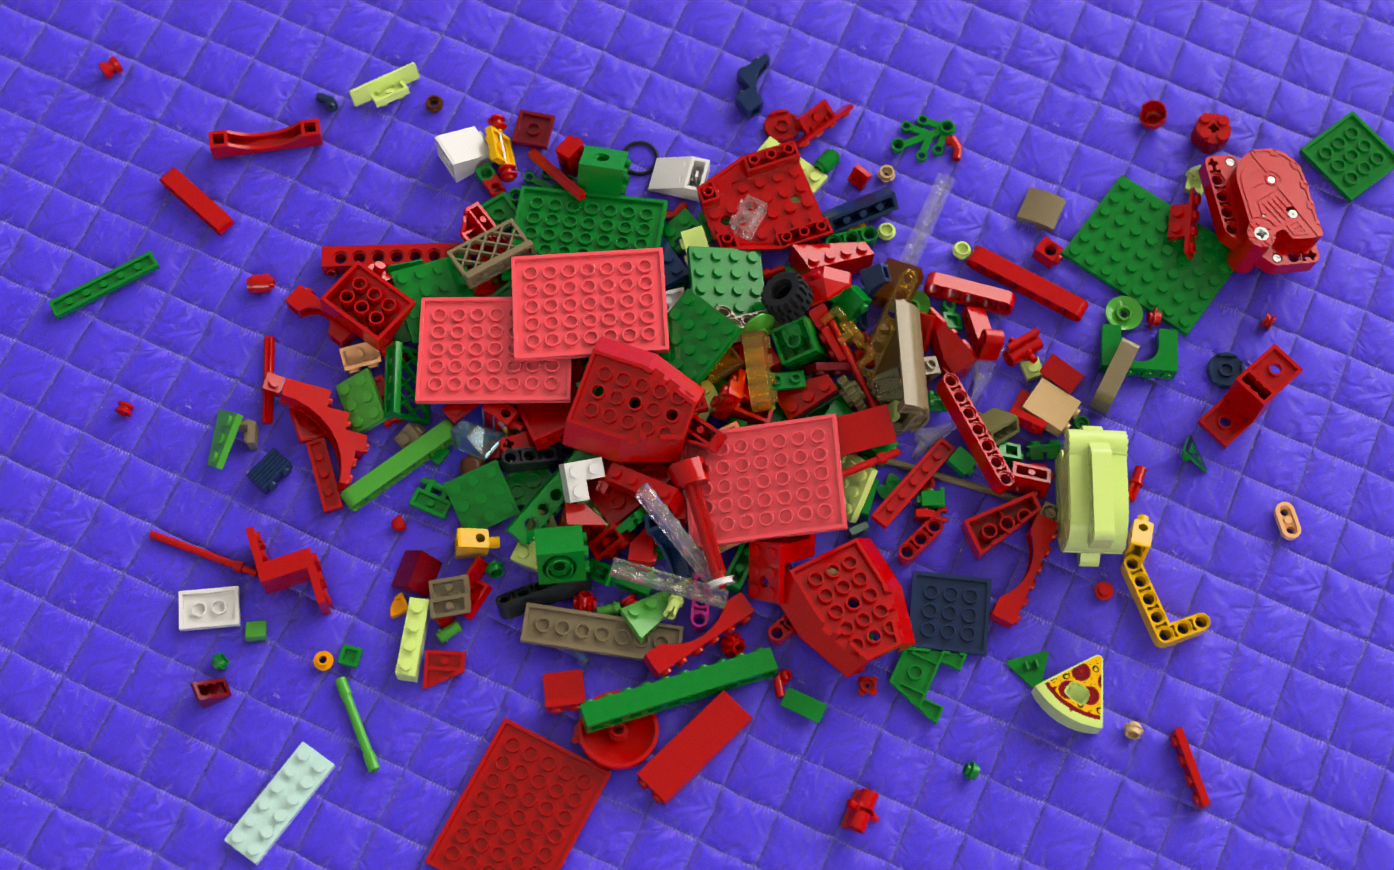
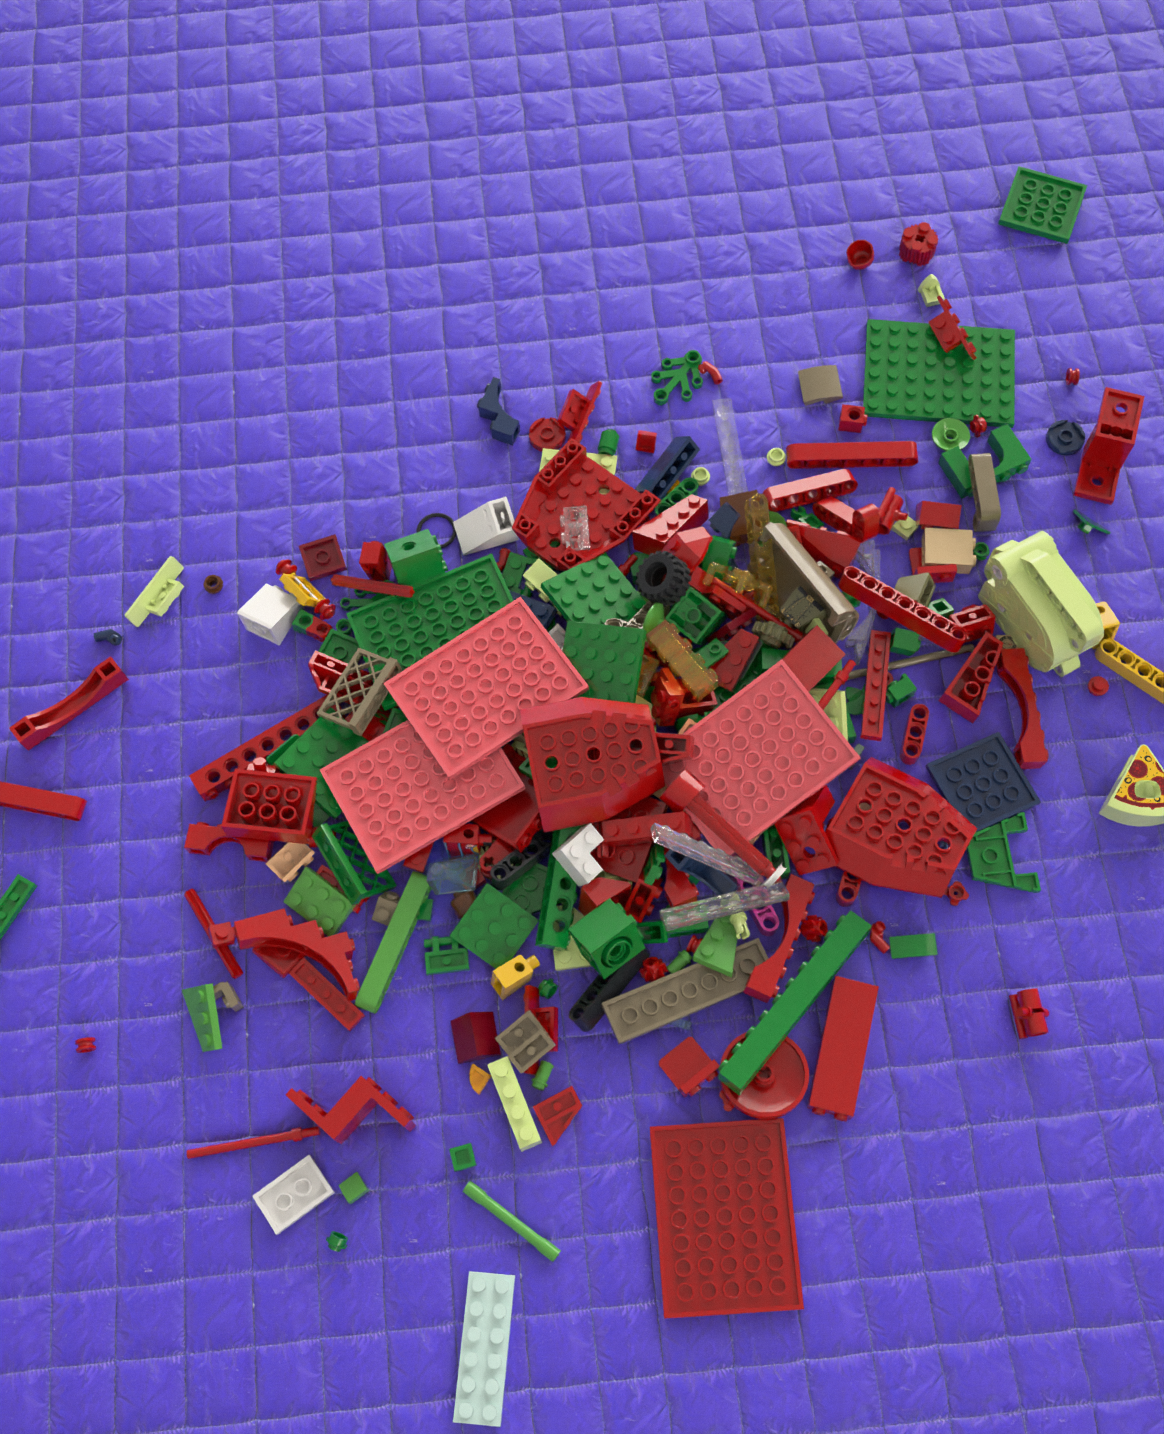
camera: 25 degrees left, 0 degrees up
(210, 691) = (347, 1277): dark red slope -> none
(260, 283) = (148, 844): red brick -> none
(270, 471) = (271, 1021): dark blue brick -> none
(323, 666) = (445, 1181): light orange plate -> none
(398, 524) = (428, 999): red hinge -> none
(886, 169) = (666, 421): tan plate -> none
(922, 514) = (903, 707): red plate -> none
(971, 770) = (1098, 916): green plate -> none
(1030, 667) = (1083, 792): green piece -> none
(1036, 450) = (957, 593): green hinge -> none
(1262, 211) = (1013, 283): red piece -> none

